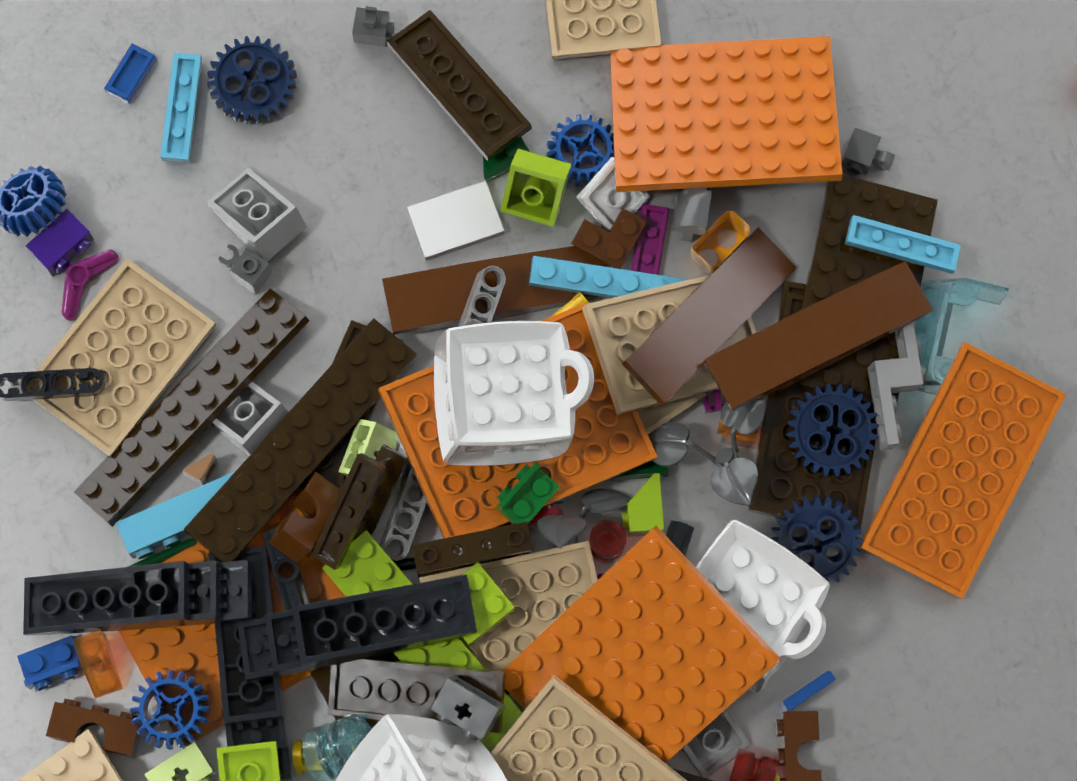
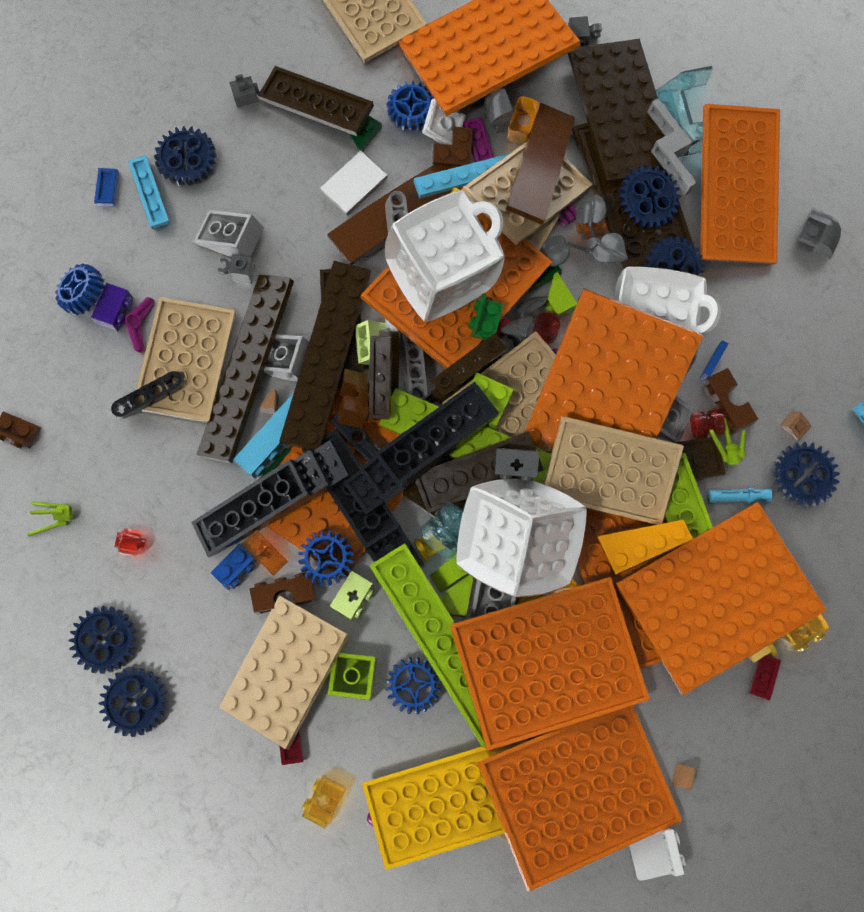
camera: 20 degrees left, 0 degrees up
(535, 187) = (394, 137): lime brick -> none
(817, 336) = (614, 142): reddish brown slope -> none
(902, 244) = (634, 69): medium azure plate -> none
(1044, 585) = (821, 232): none -> dark grey brick

